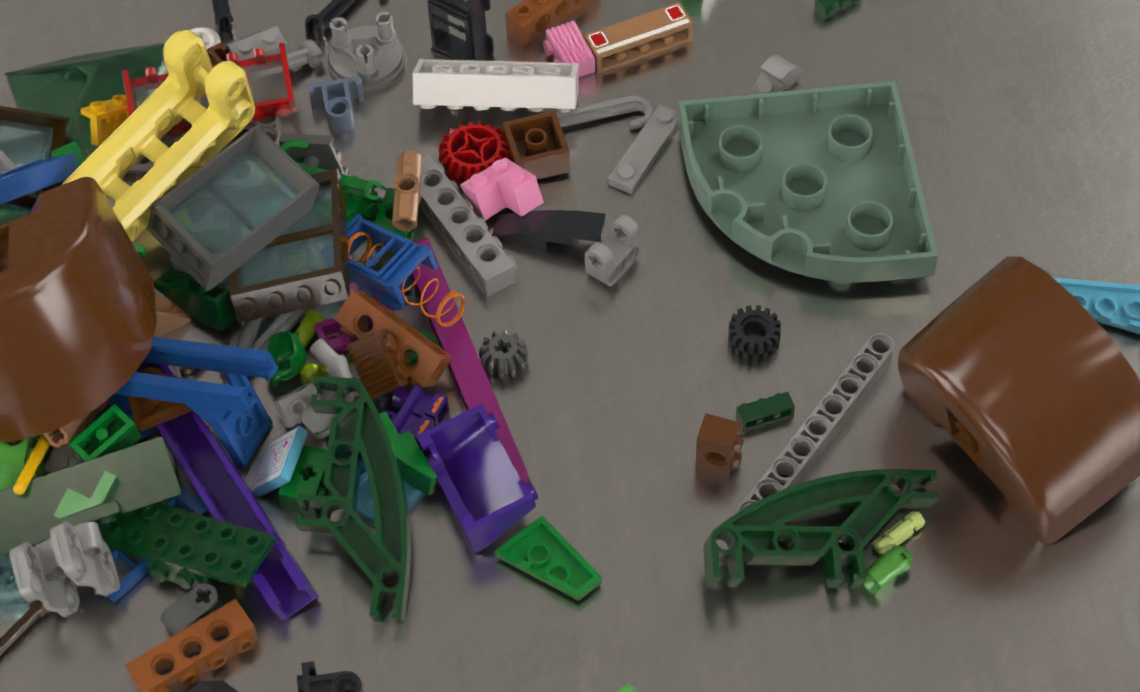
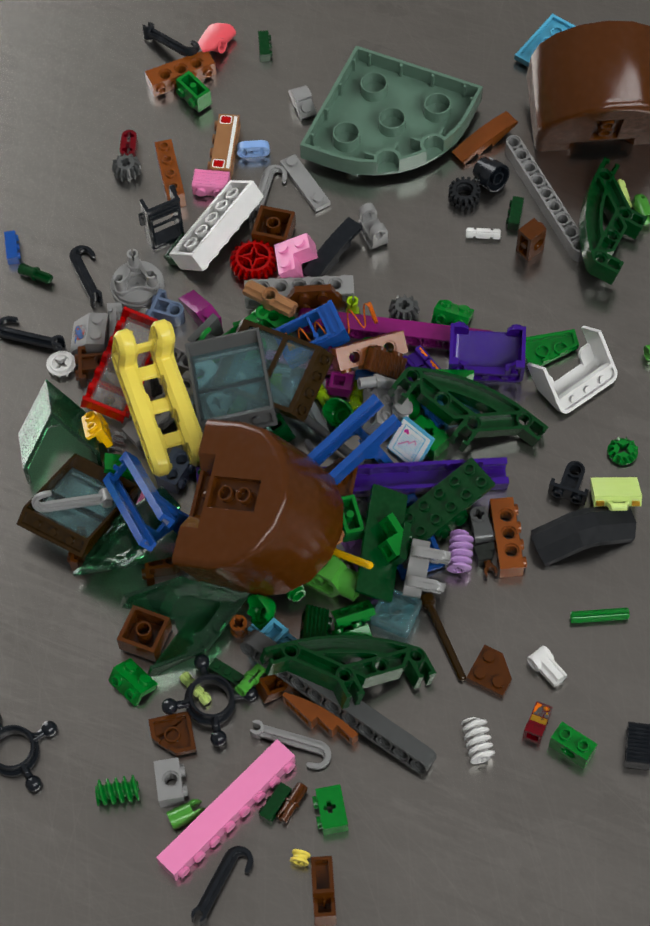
camera: 60 degrees left, 5 degrees up
(135, 606) = (460, 550): none -> lavender piece
(146, 636) = (484, 555): none -> pearl dark grey piece
(361, 138) = (198, 307): none -> magenta slope
(450, 244) = (315, 296): none -> reddish brown wing
(465, 286) = (352, 305): none -> lime pin
(507, 627) = (582, 382): none -> white windscreen
(533, 415) = (446, 313): none -> green bracket
(657, 67) = (254, 148): none -> light blue beam
(702, 388) = (483, 233): none -> white axle
(804, 346) = (491, 174): none -> black piece
(870, 309) = (485, 136): none -> dark orange slope

